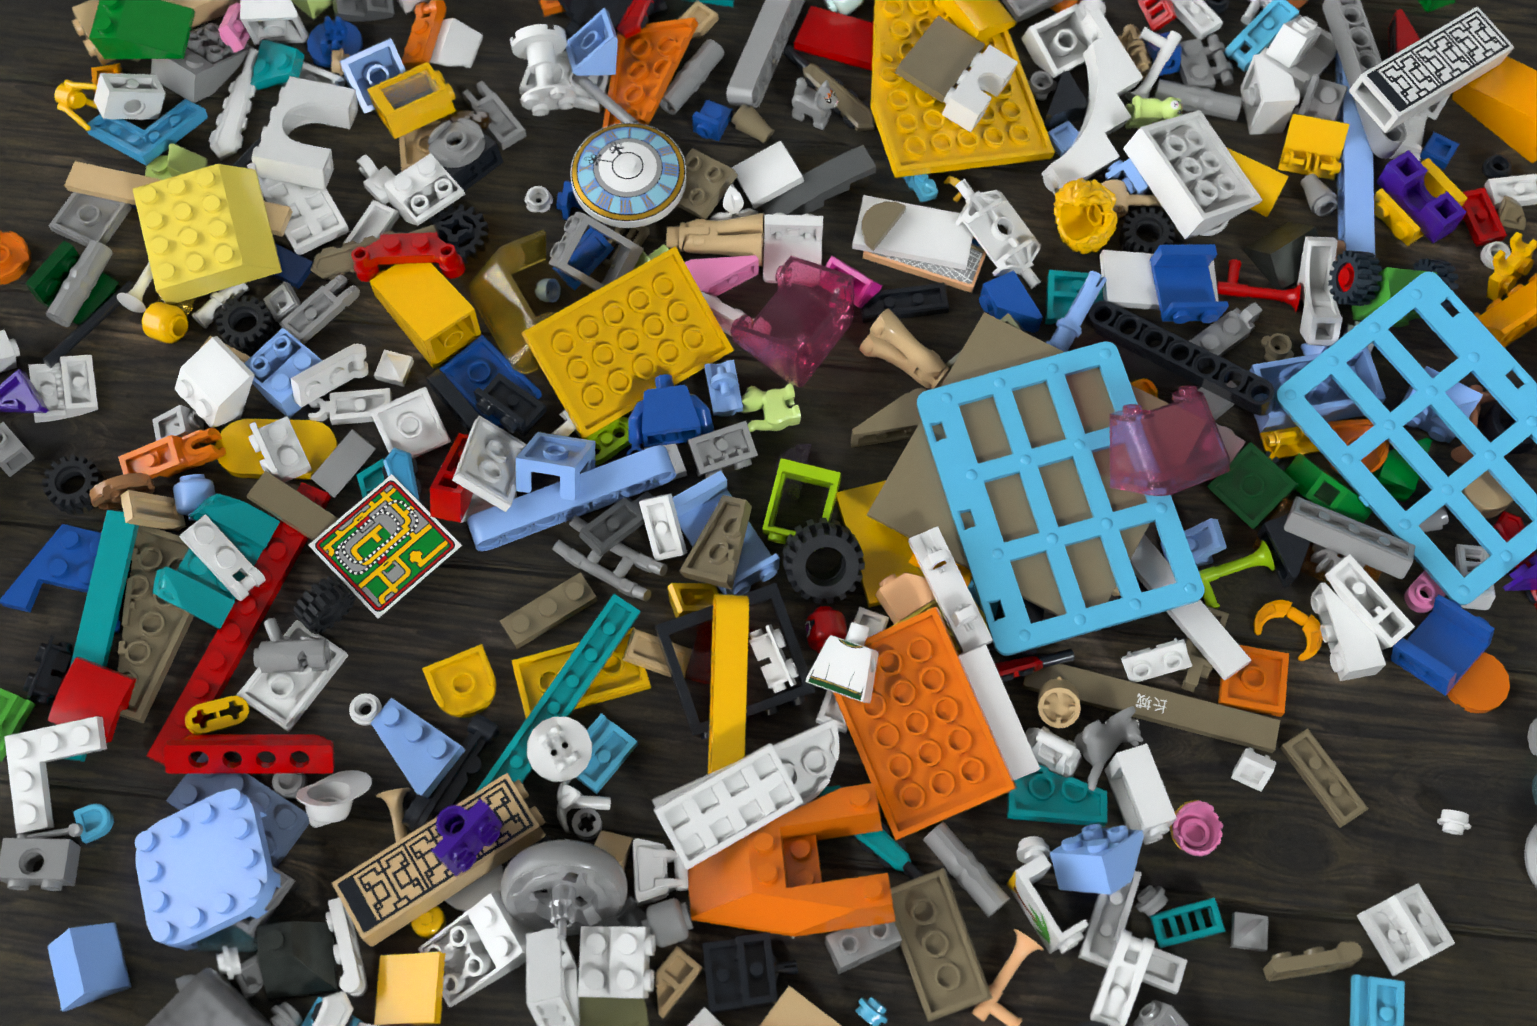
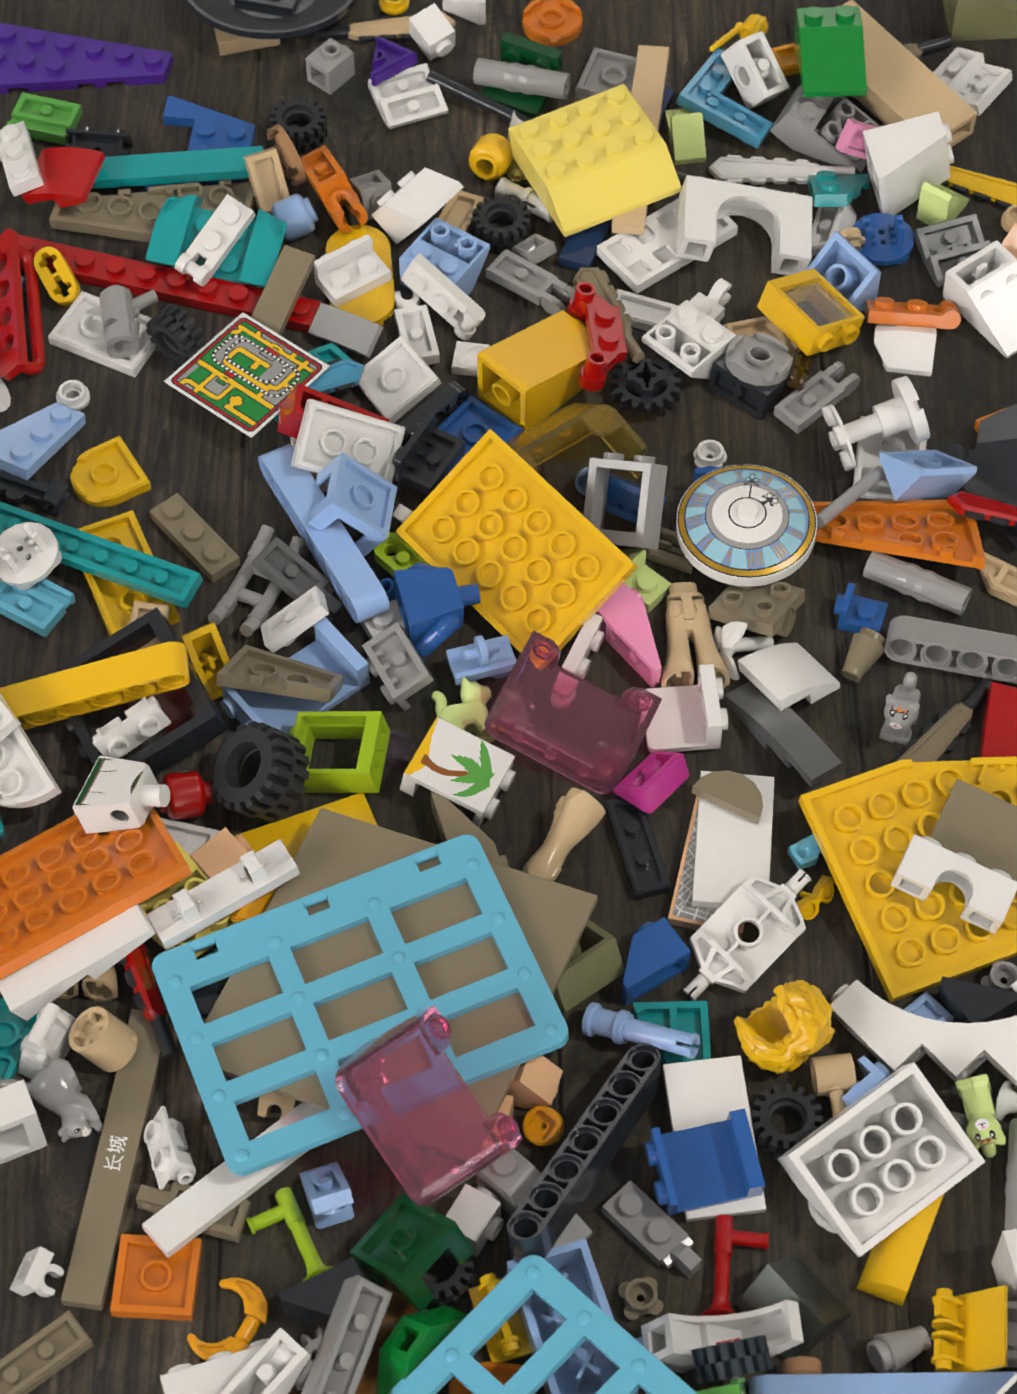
camera: 85 degrees right, 10 degrees down
(830, 416) = (460, 769): none -> white panel

